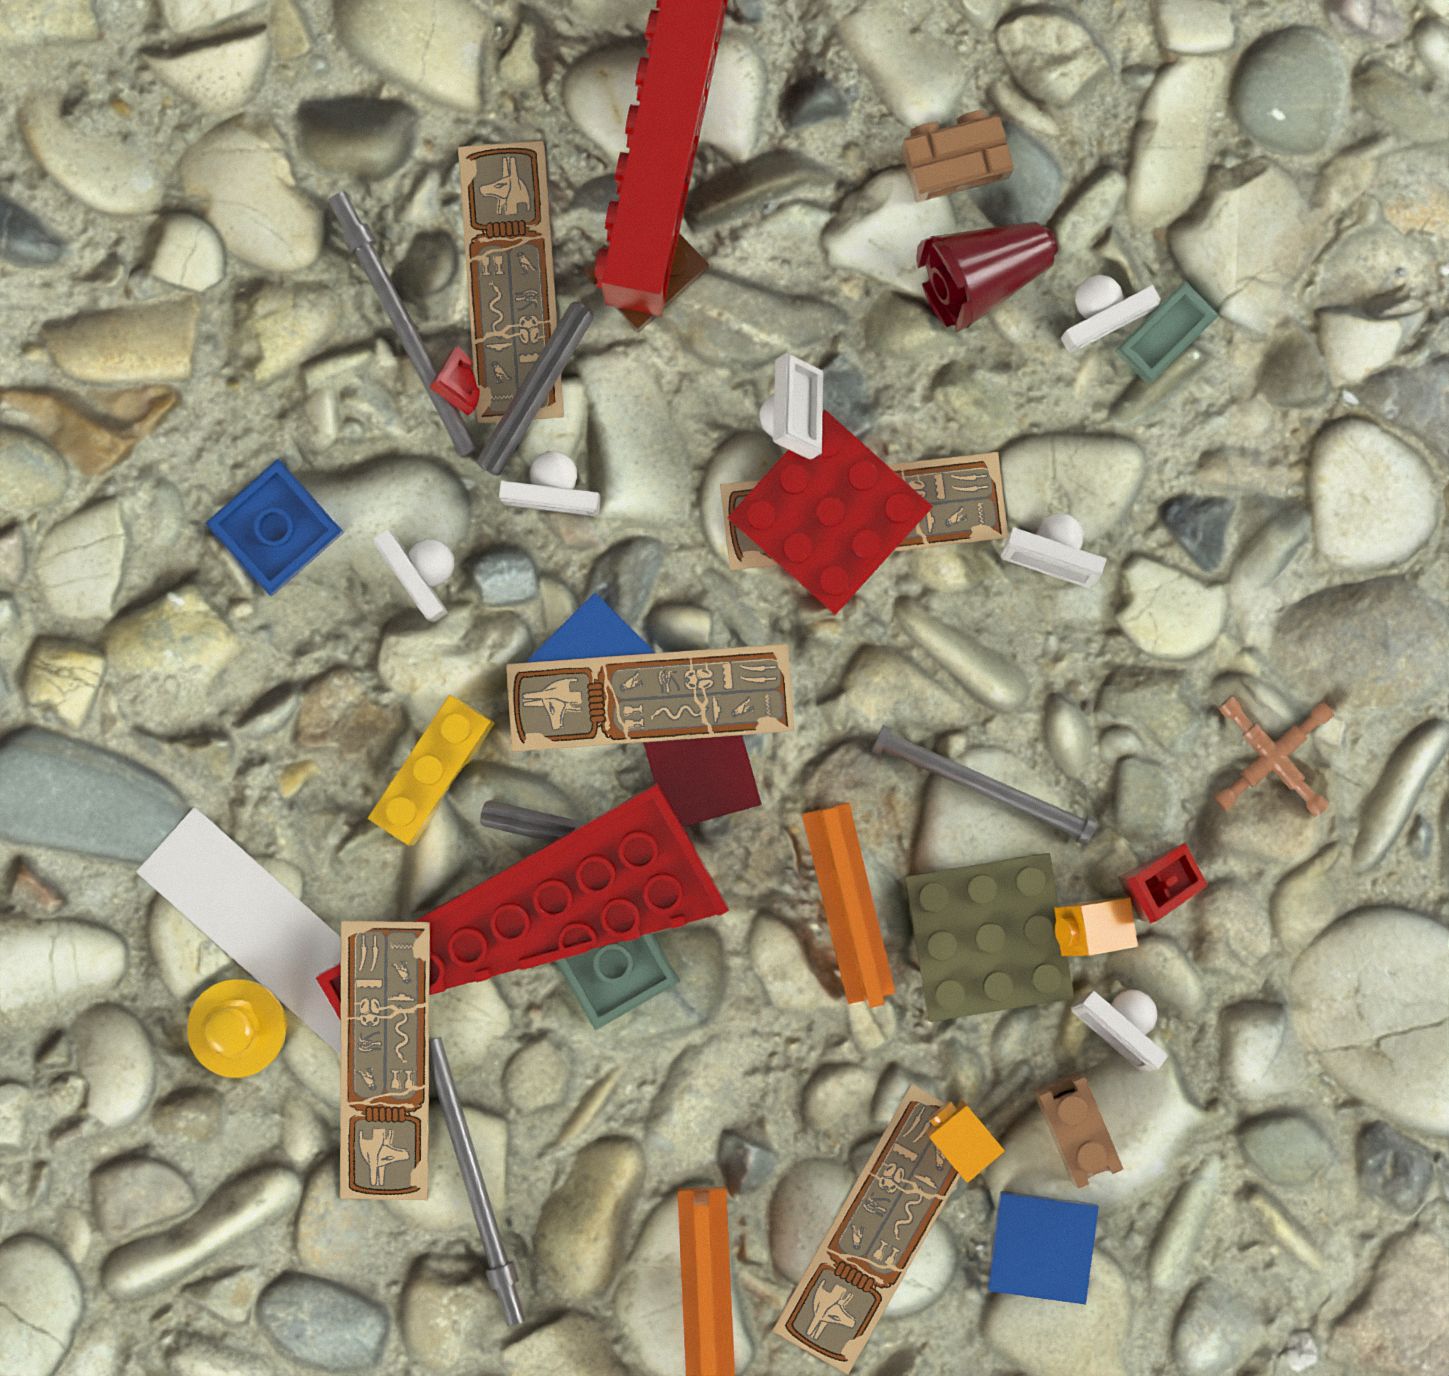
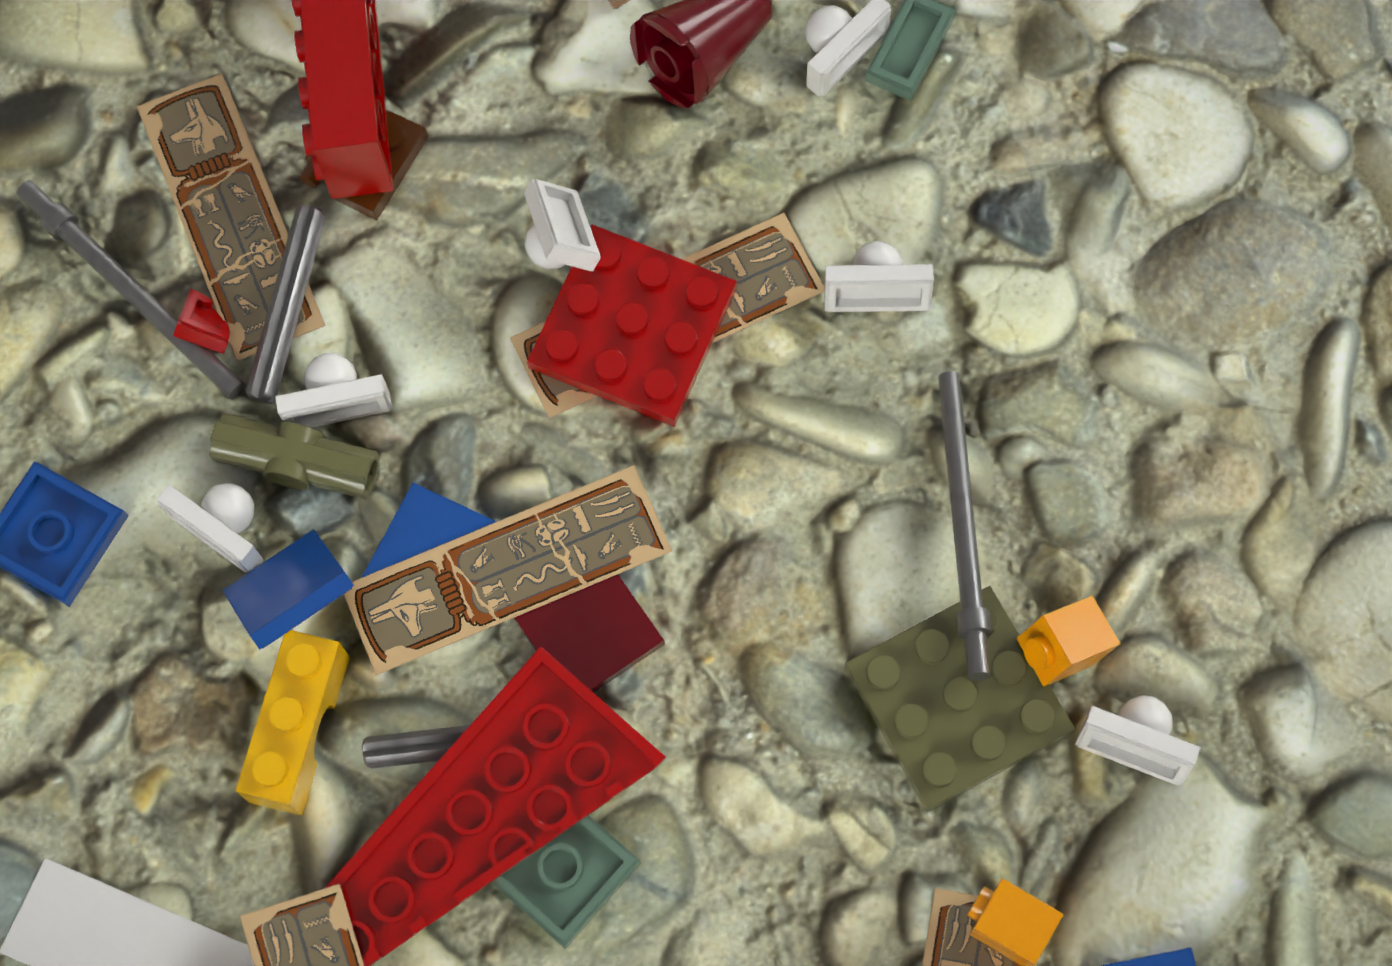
camera: 15 degrees left, 15 degrees down
(460, 655) = (287, 589): none -> blue tile
(501, 533) = (294, 456): none -> olive piece
(848, 905) = (792, 710): orange fence -> none
(984, 785) = (888, 540): flat silver bar -> none
(1023, 885) = (972, 619): none -> flat silver bar
(1078, 1129) = (1135, 866): medium nougat brick -> none
(1163, 883) = (1120, 575): red slope -> none
(1273, 756) = (1184, 410): nougat piece -> none

